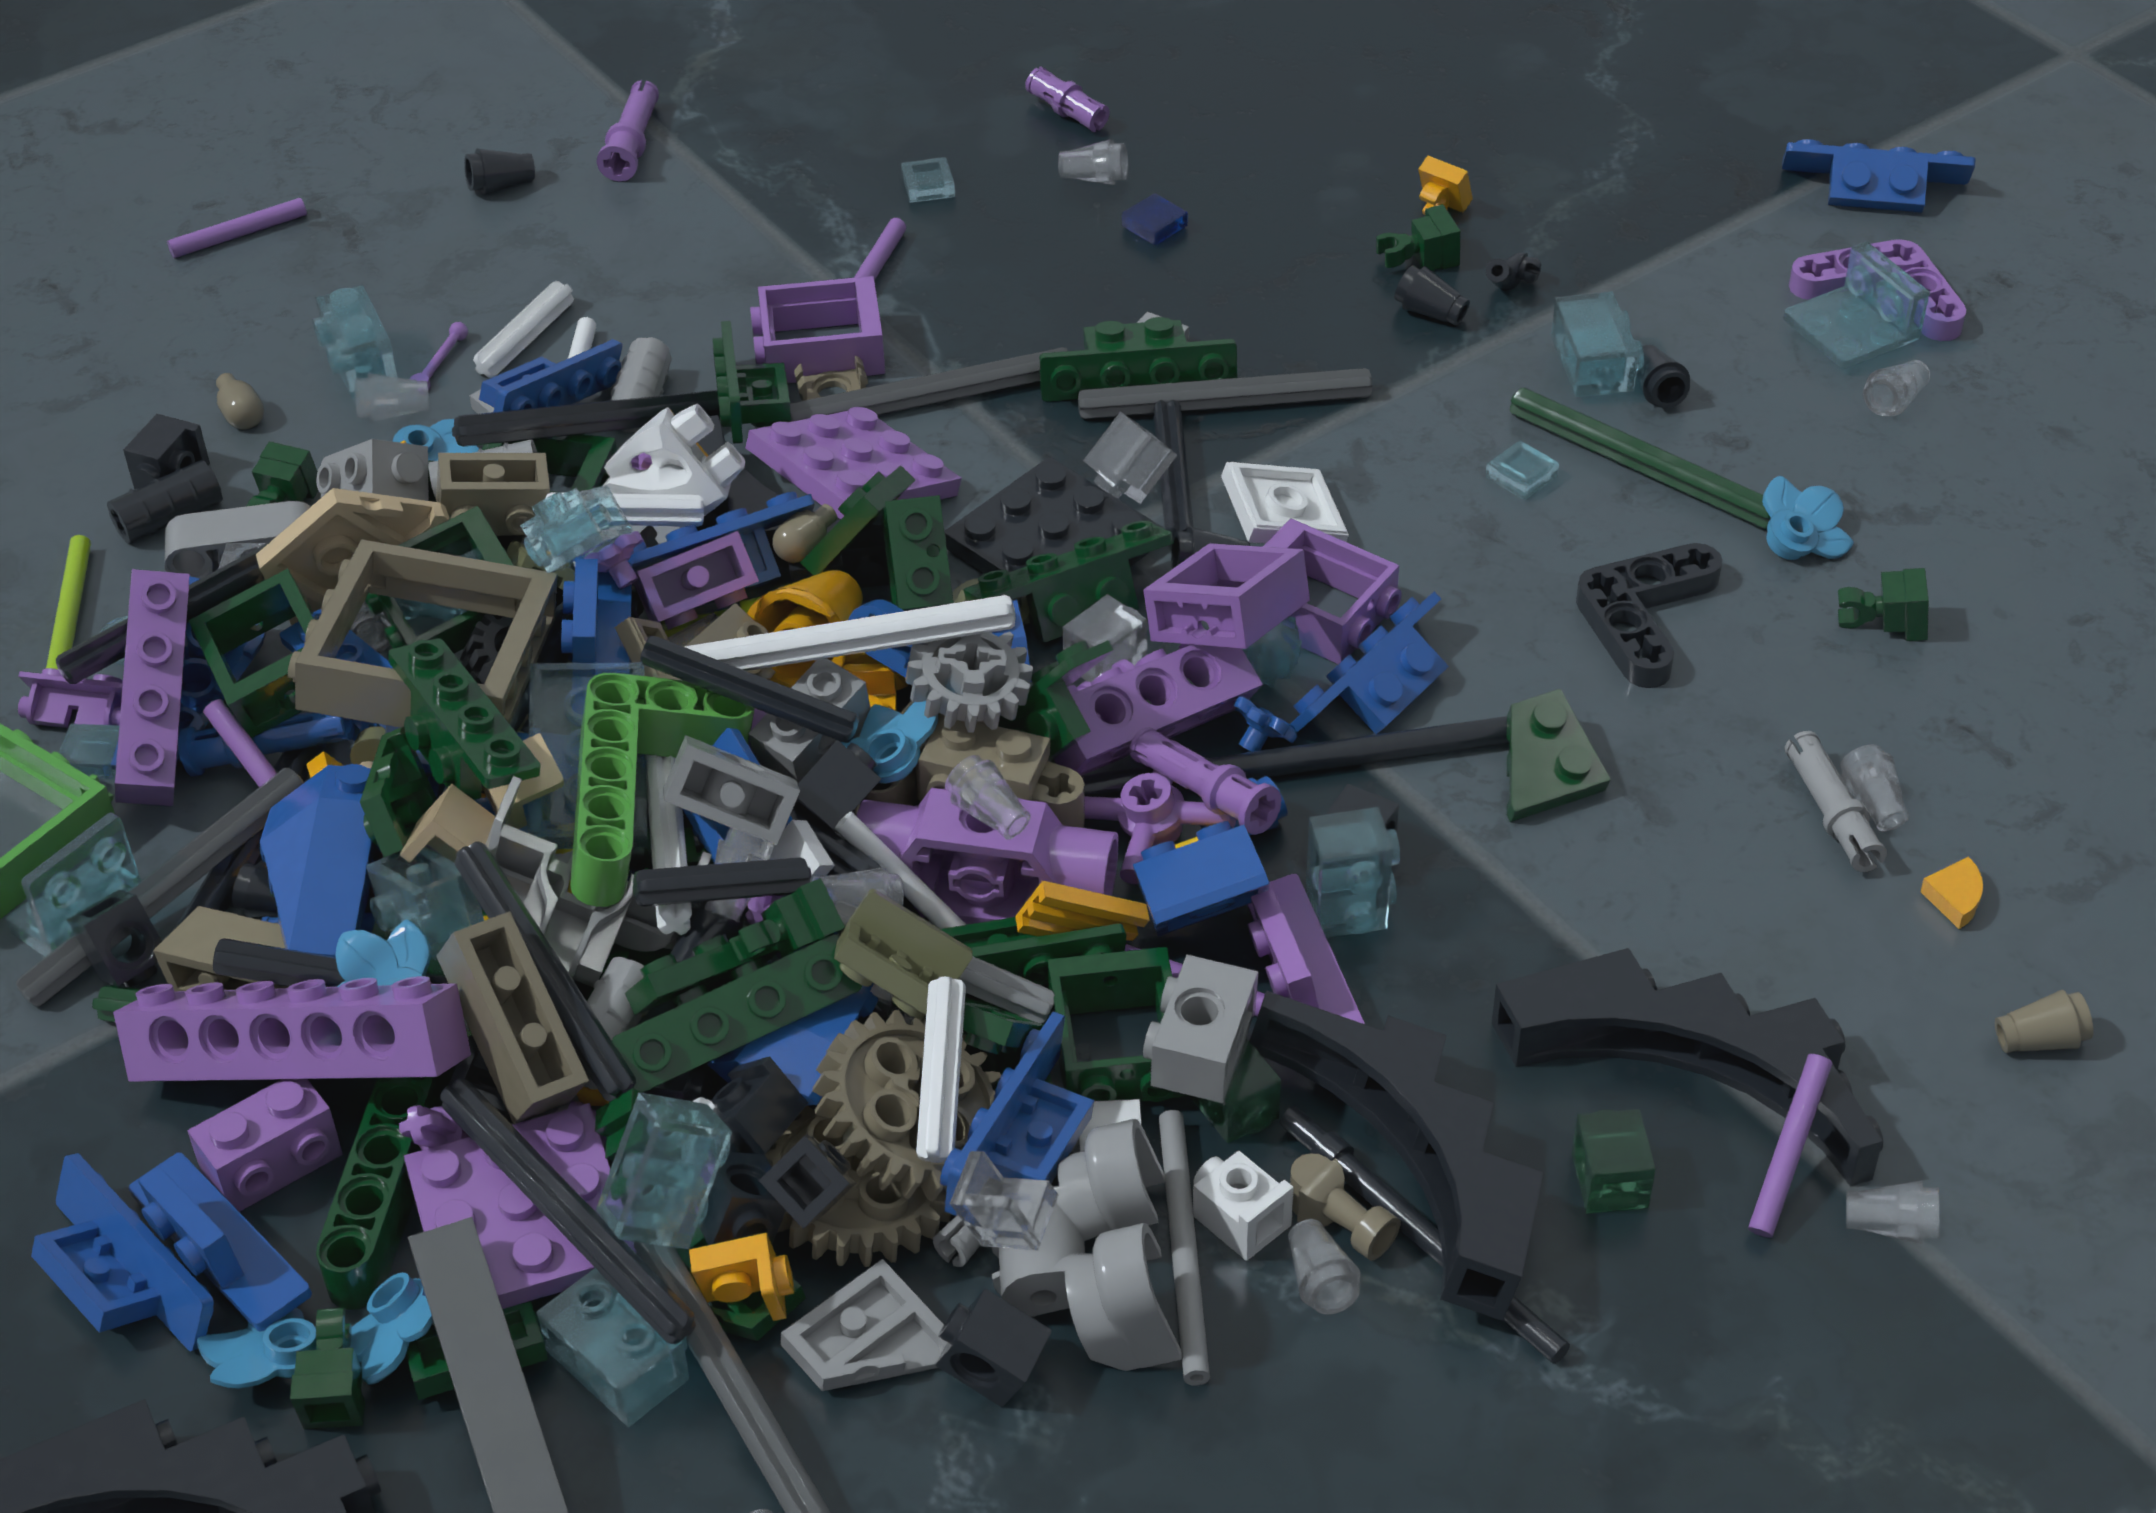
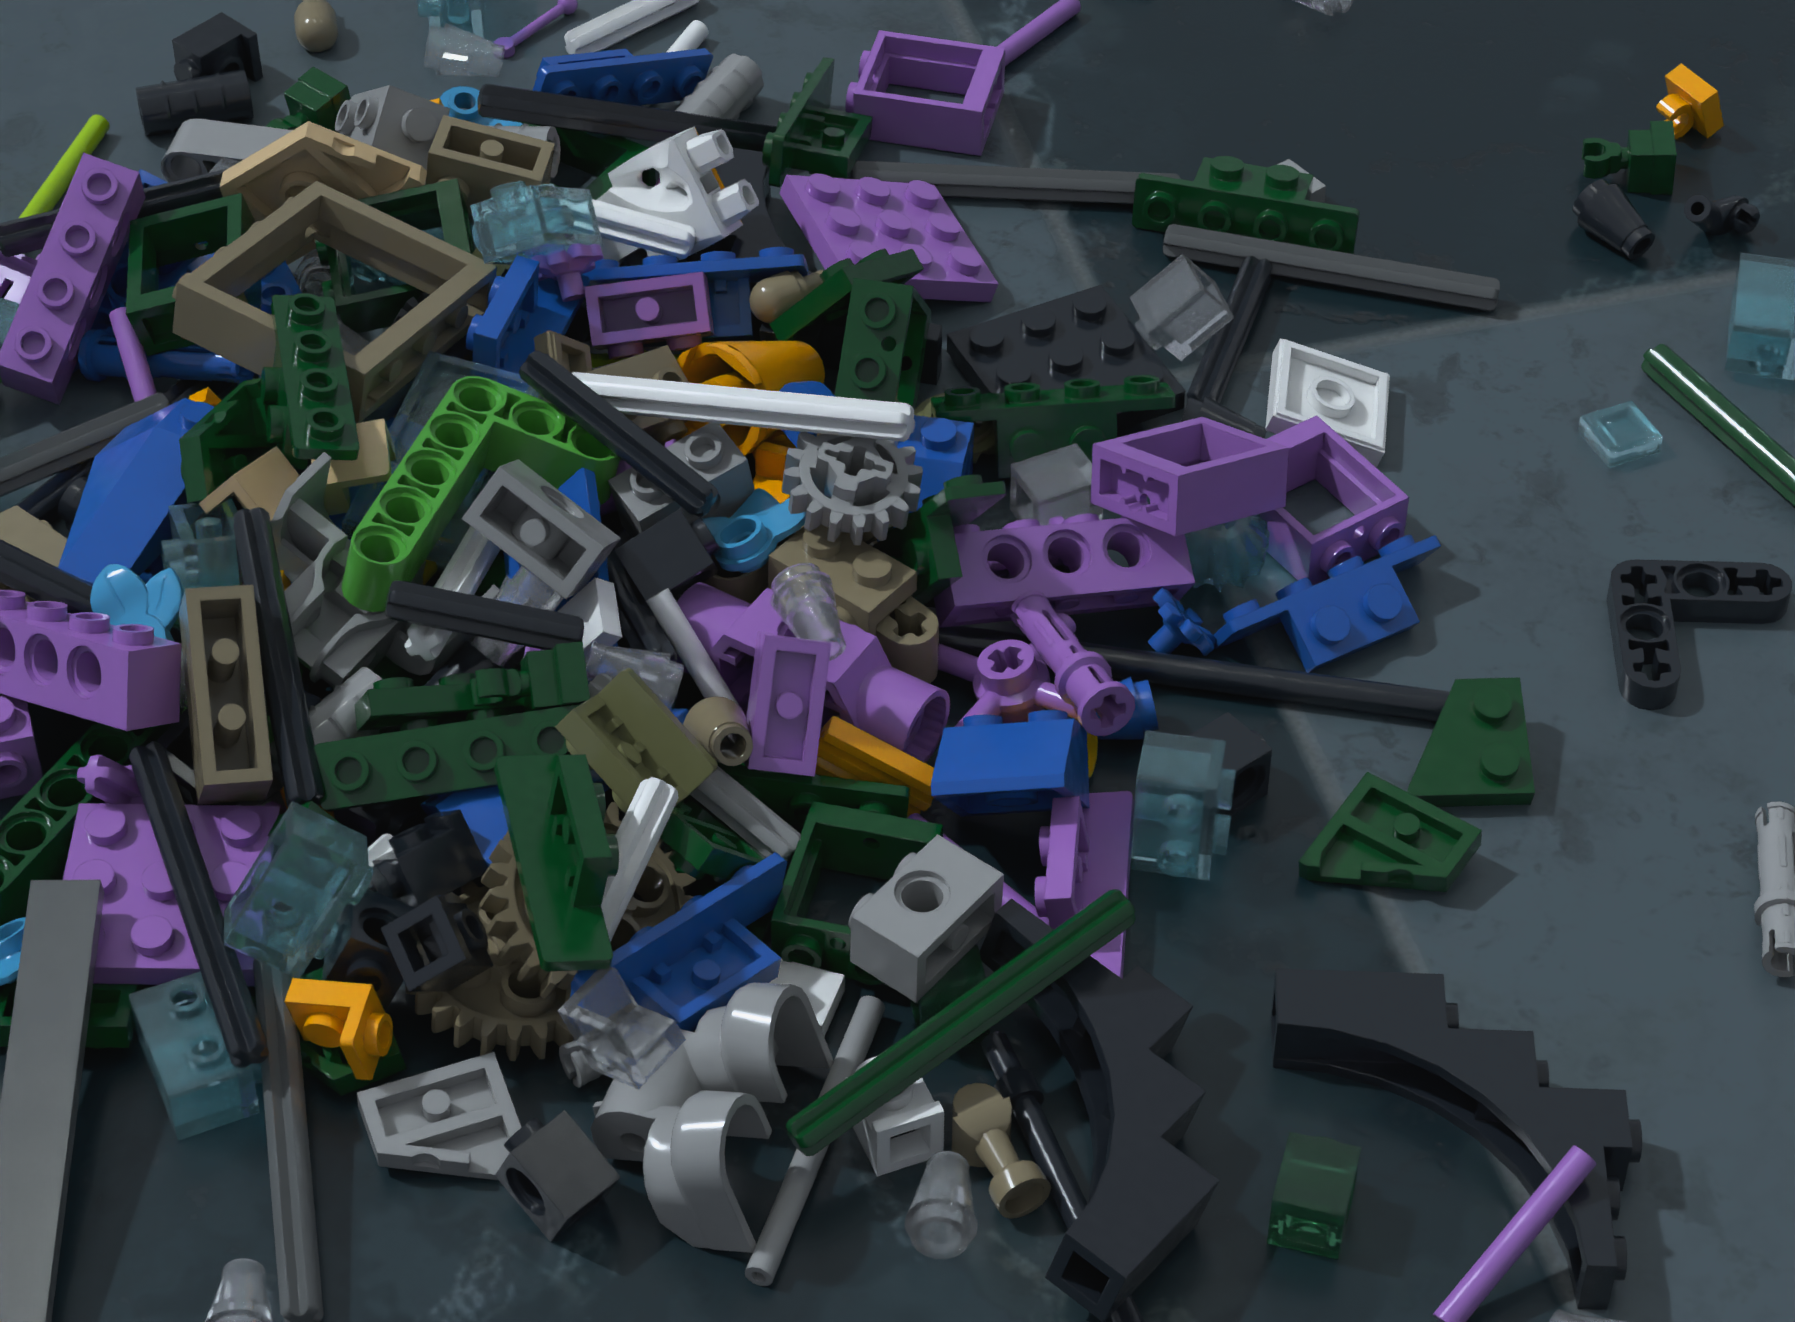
camera: 20 degrees right, 0 degrees up
(848, 380) = (895, 149): dark tan piece -> none
(892, 1064) = (560, 855): none -> dark green bracket
(957, 919) = (712, 721): none -> dark tan cone
(997, 882) = (787, 703): none -> medium lavender panel
(1154, 219) = (1353, 62): clear blue tile -> none
(1276, 1110) = (960, 1023): none -> dark green axle
(1520, 853) = (1390, 841): none -> dark green wing

